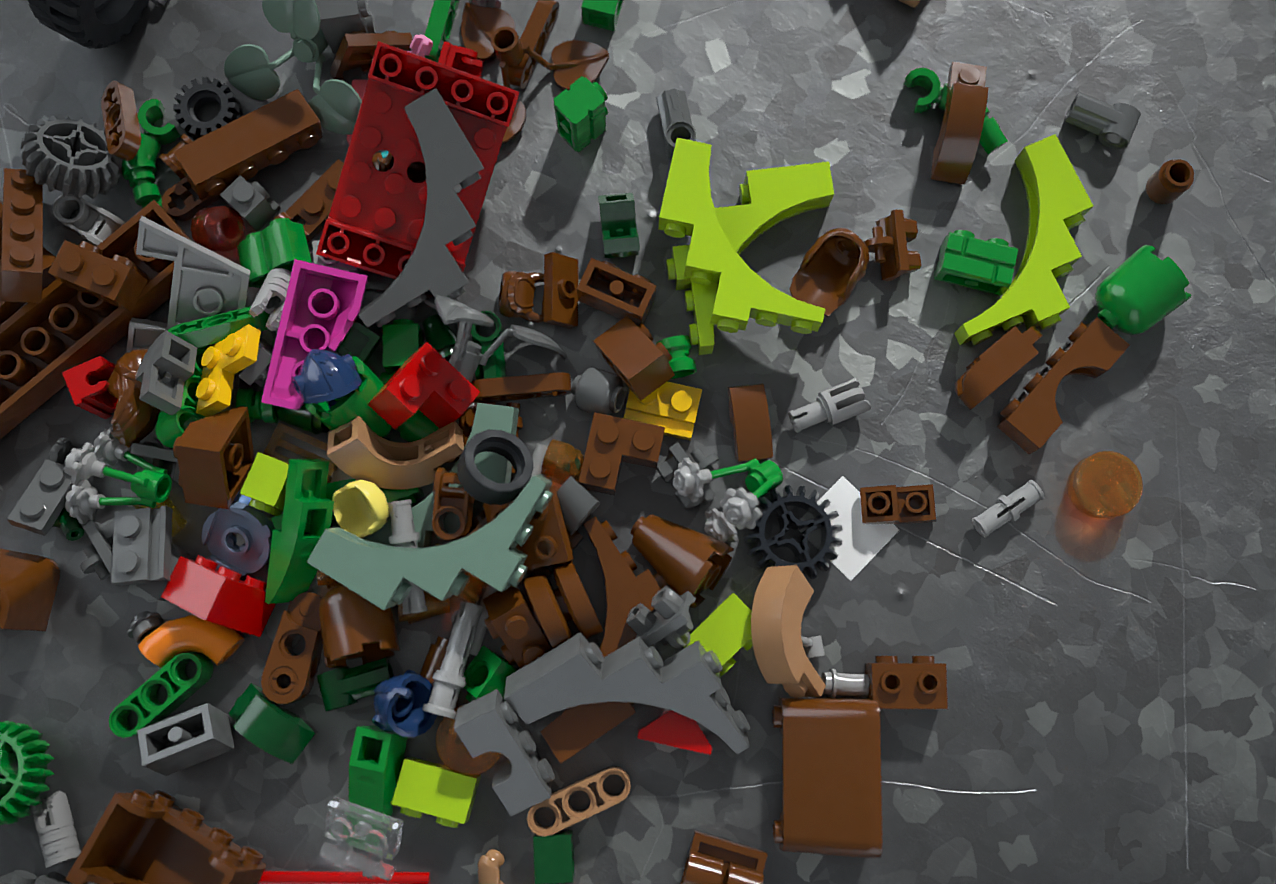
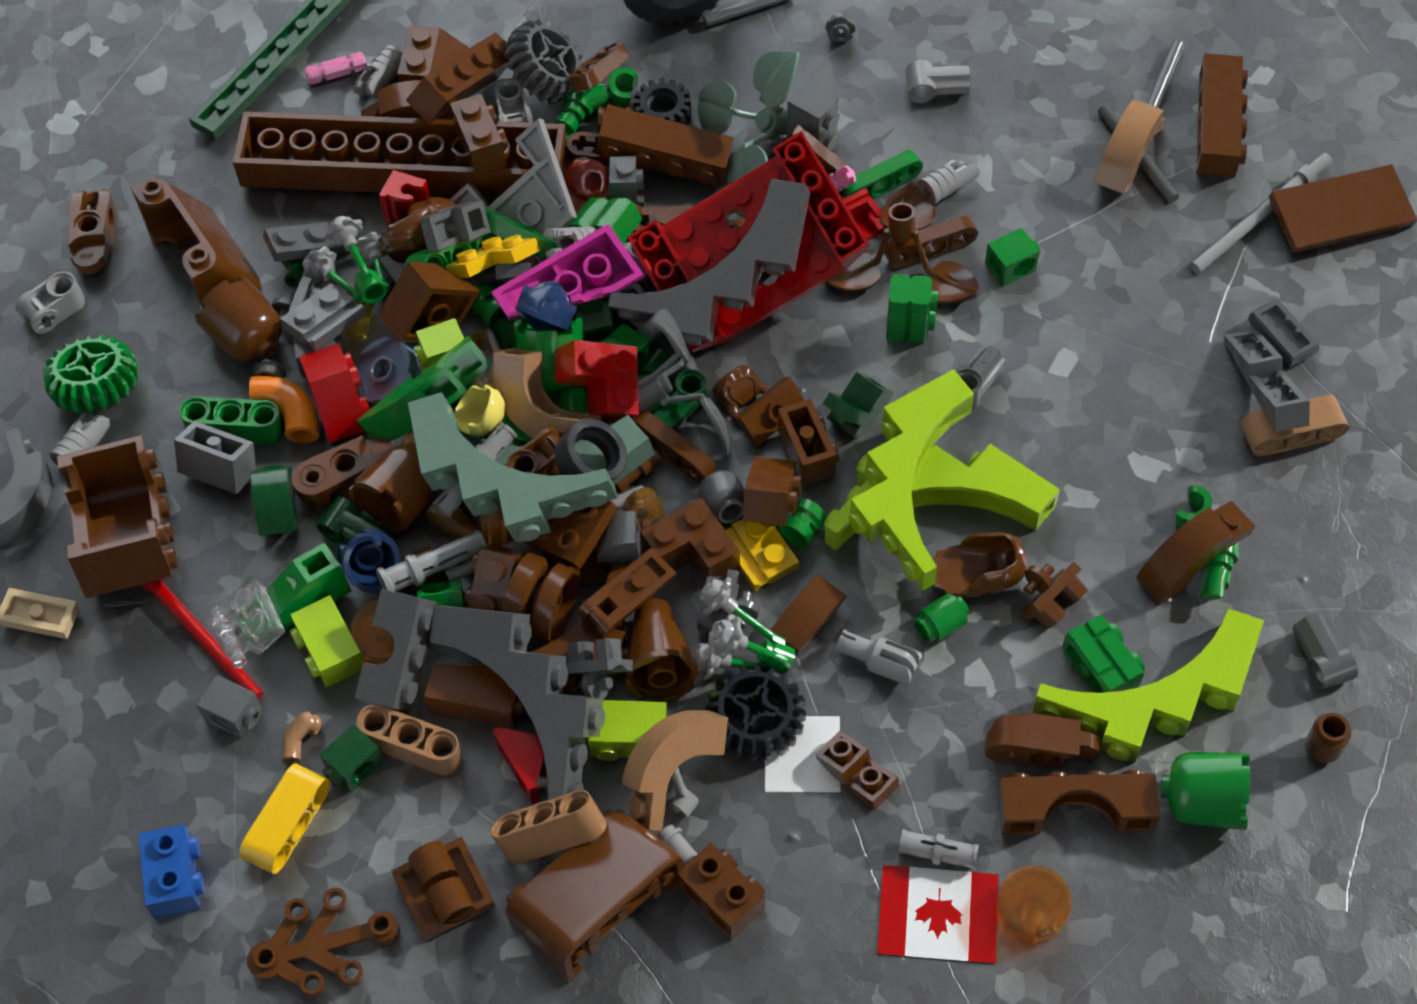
camera: 50 degrees right, 20 degrees down
(76, 611) = (240, 320): none -> reddish brown cylinder
(622, 539) = (627, 592): none -> reddish brown plate
(739, 773) = (548, 827): none -> medium nougat beam
(842, 337) = (941, 618): none -> green brick
(1046, 551) = (938, 914): none -> sticker

